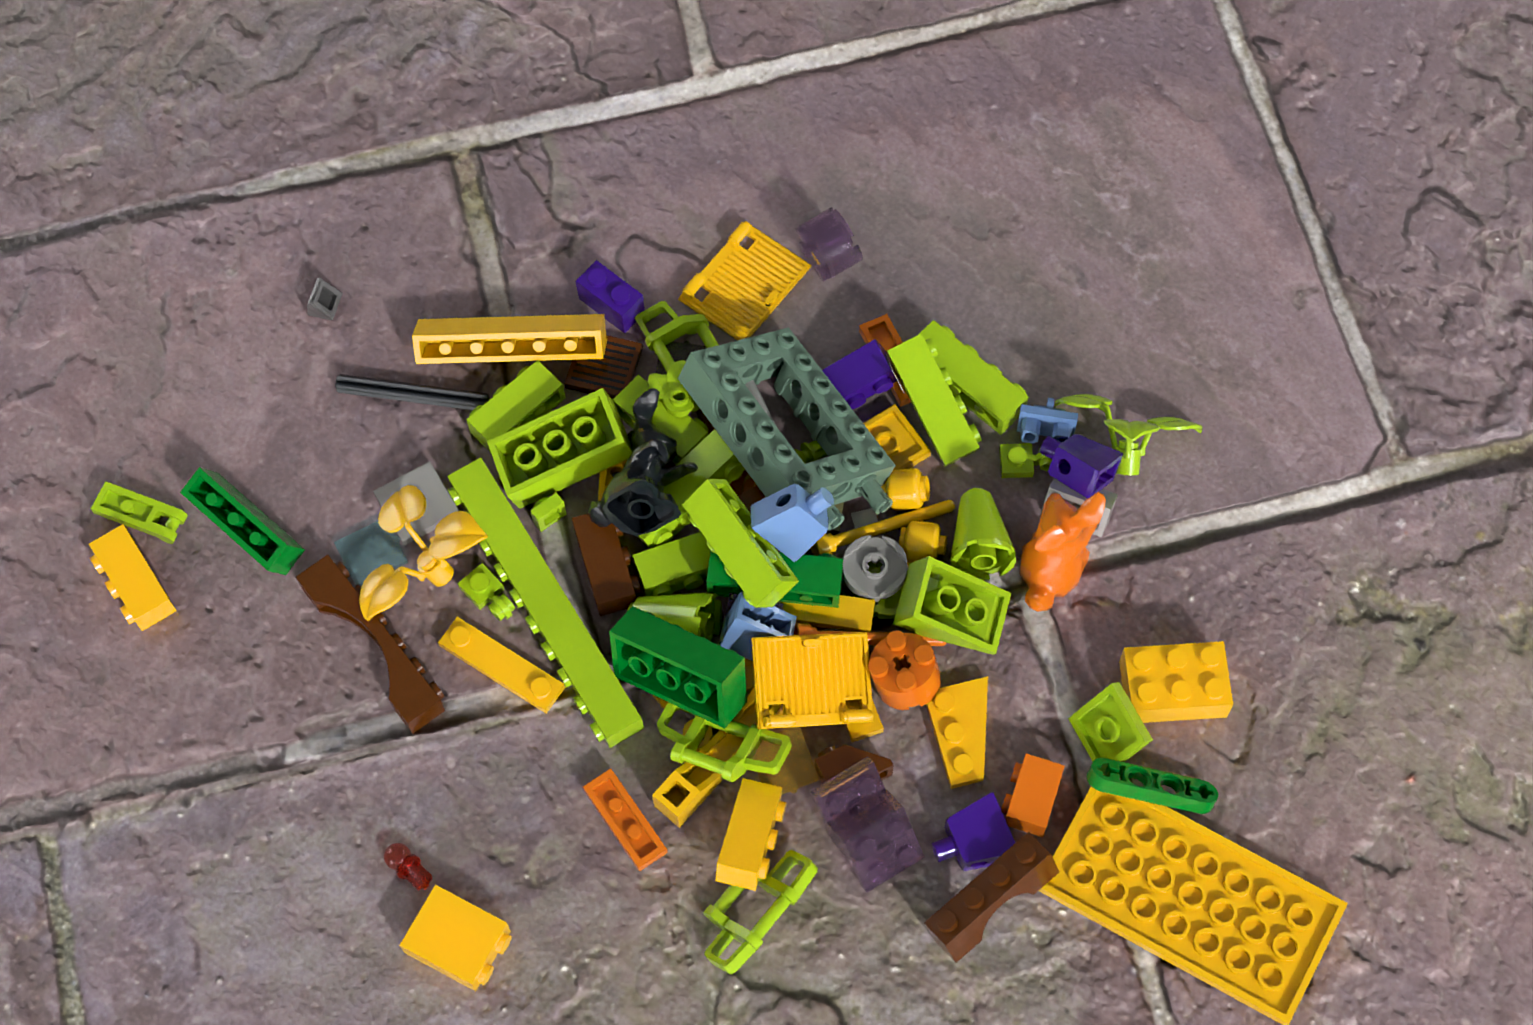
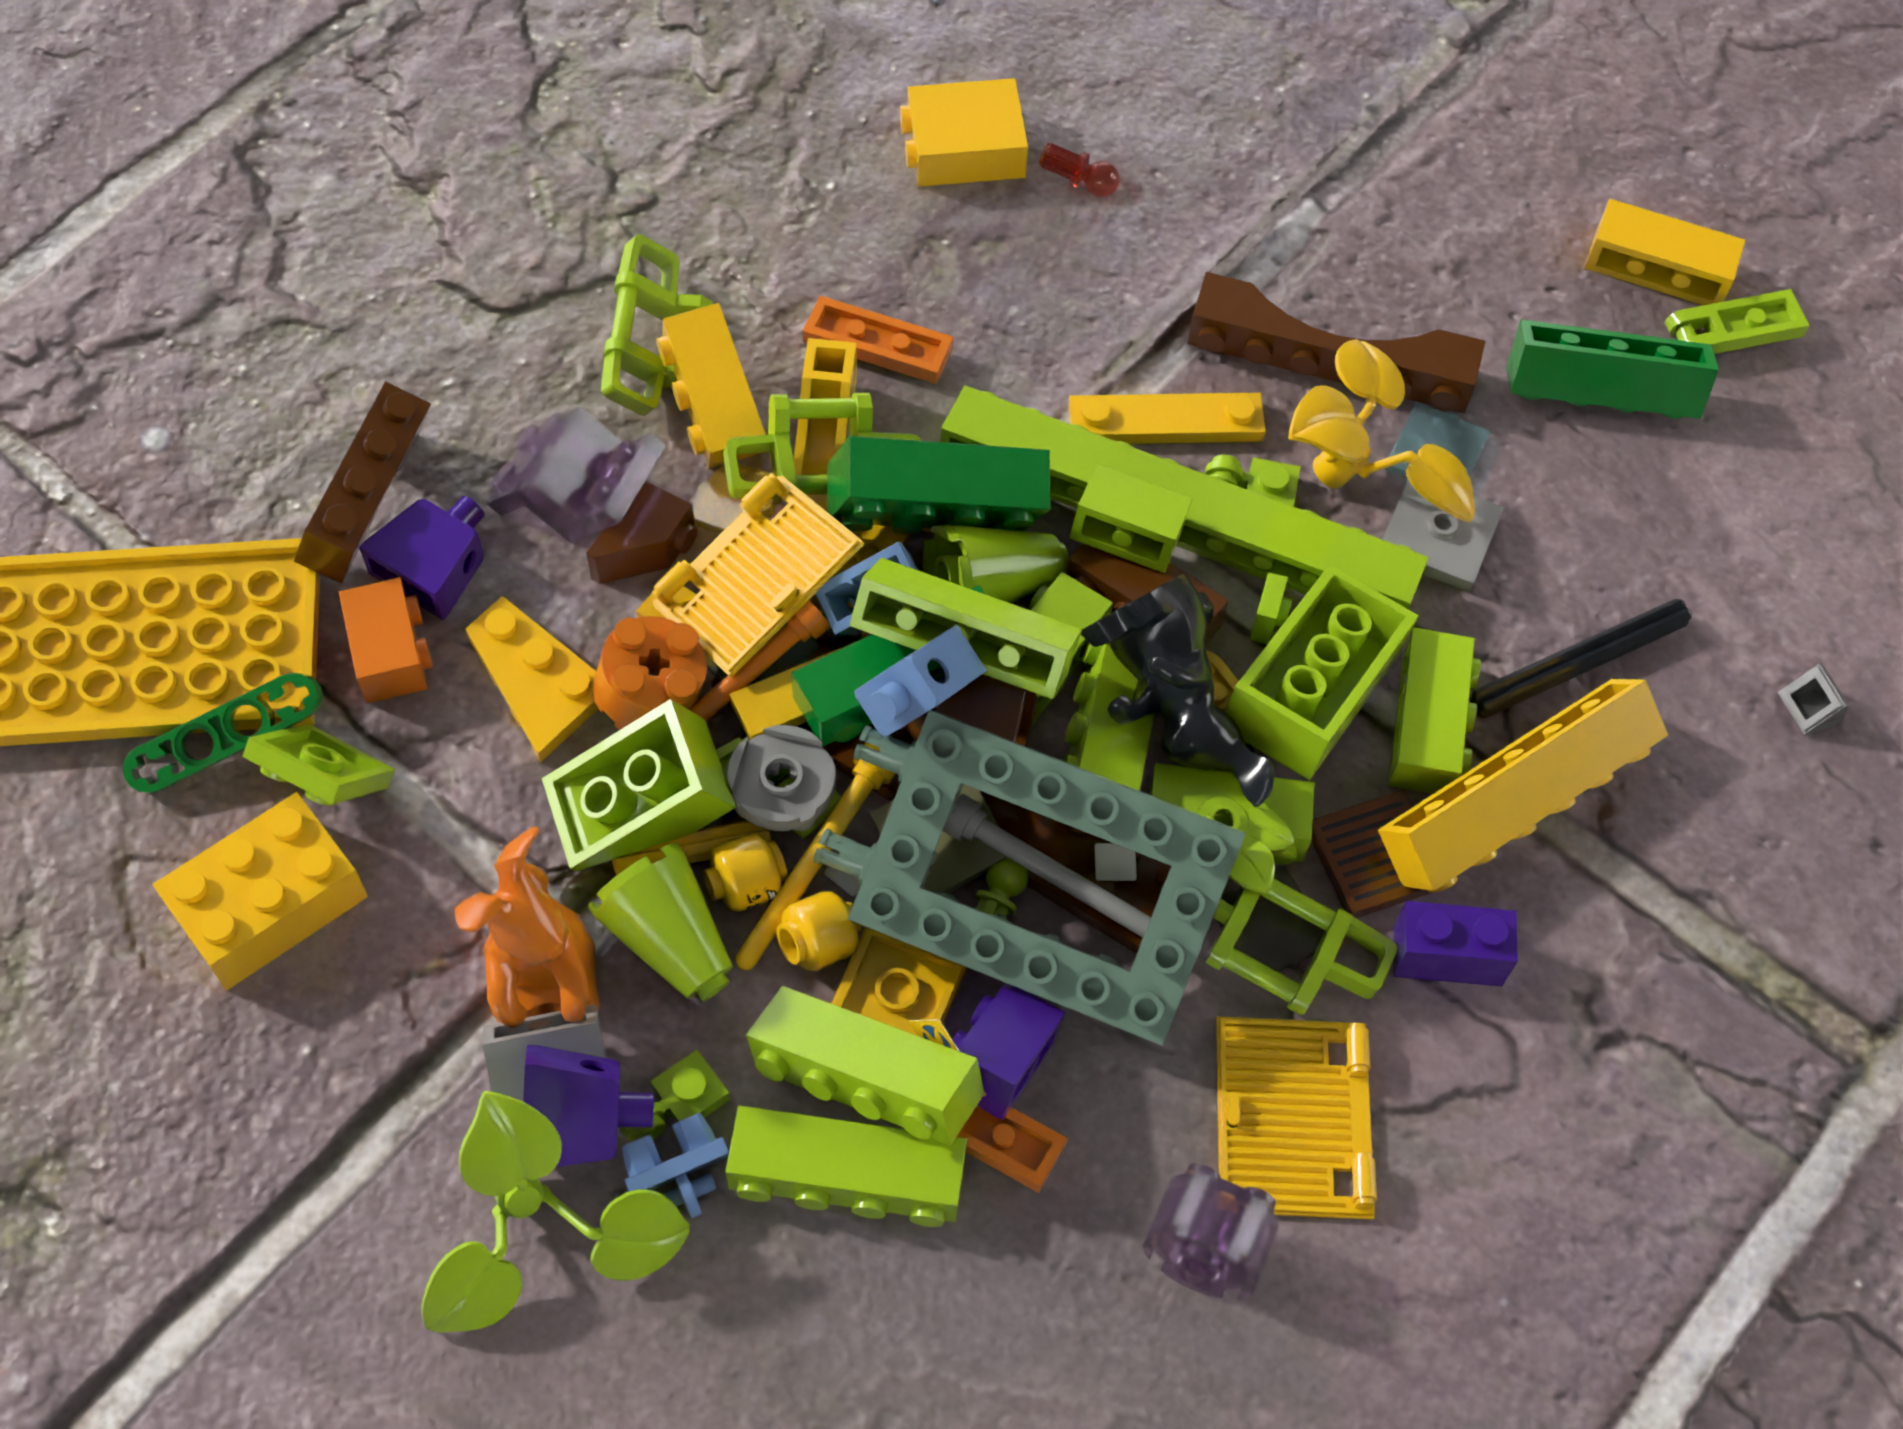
camera: 140 degrees right, 5 degrees down
(589, 583) = (1130, 518): none -> lime brick

